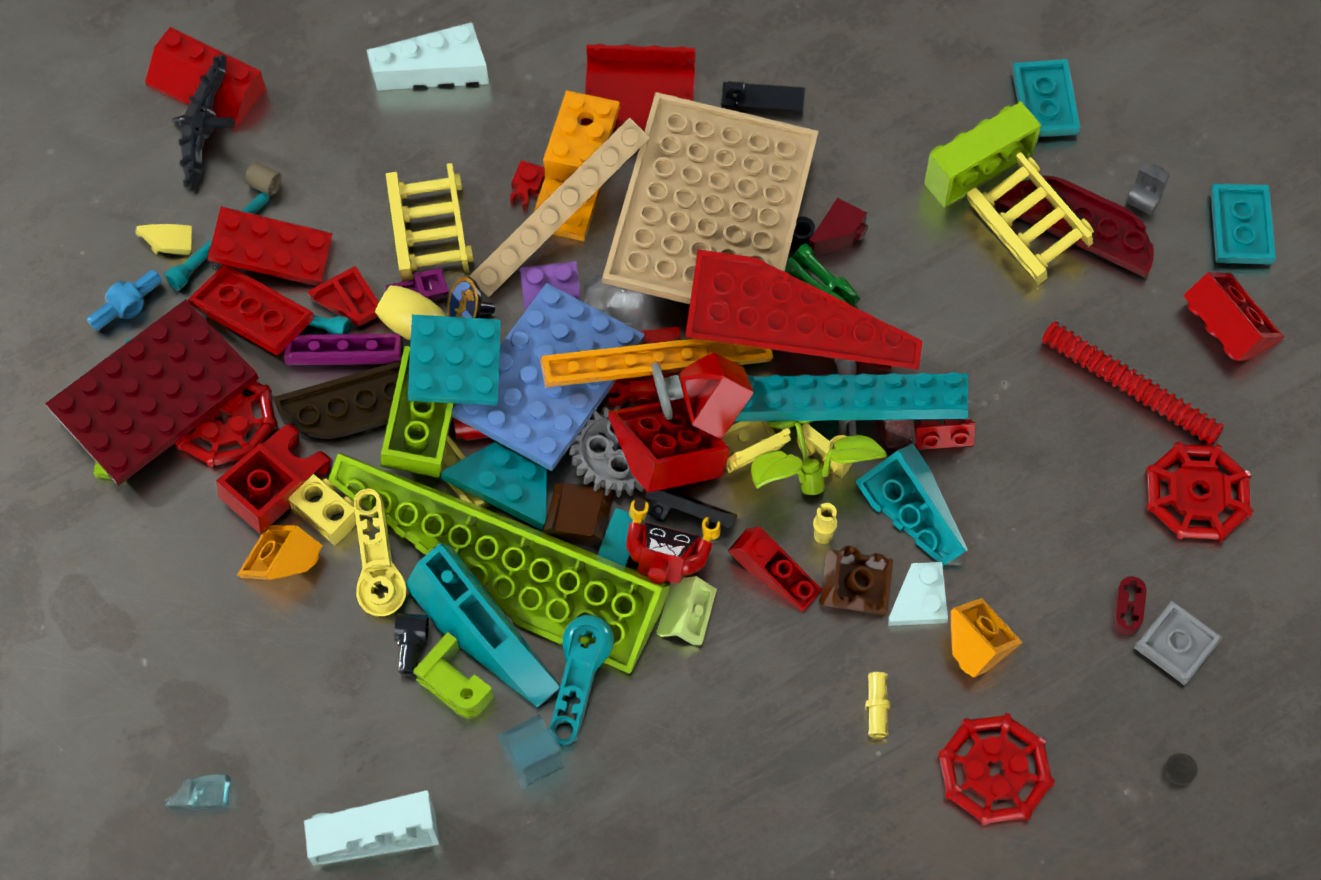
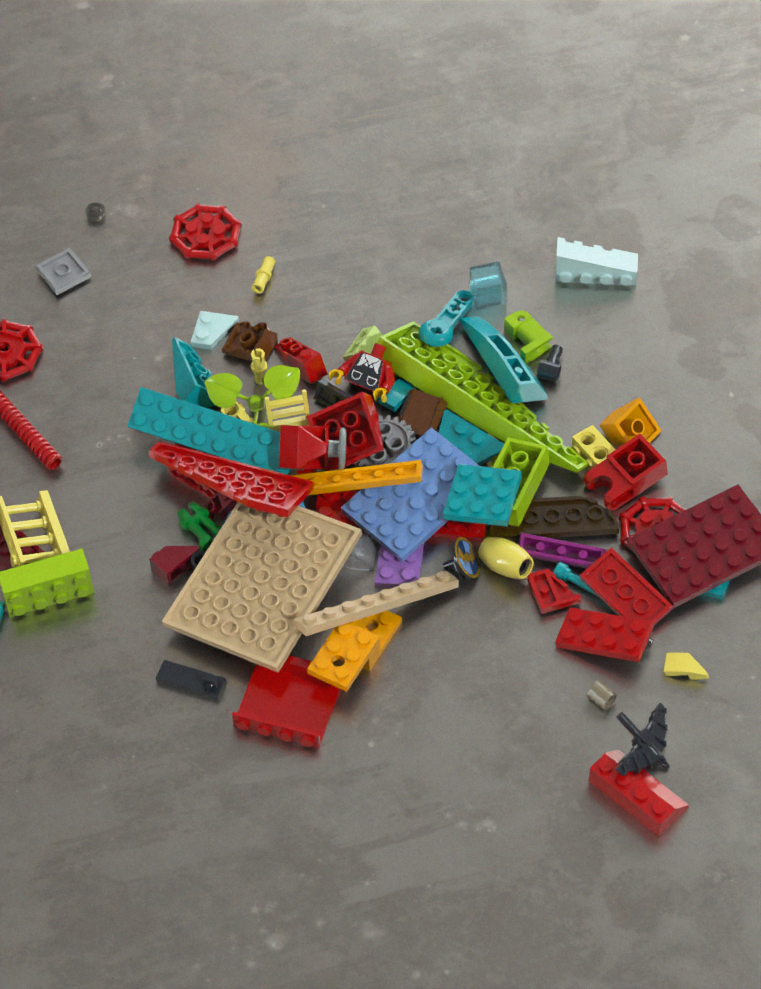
camera: 165 degrees left, 10 degrees down
(124, 300) = (721, 623): dark azure axle -> none
(178, 275) = (678, 635): teal piece -> none
(202, 793) = (700, 313): clear light blue slope -> none
(377, 561) = (564, 399): light yellow beam -> none
(406, 238) = (497, 642): light yellow fence -> none
(427, 283) = (498, 589): magenta slope -> none
(430, 60) = (448, 760): light aqua wedge -> none
(526, 181) = (395, 654): red plate -> none
(980, 637) = (182, 292): light orange slope -> none
(1137, 606) = (79, 296): dark red beam -> none

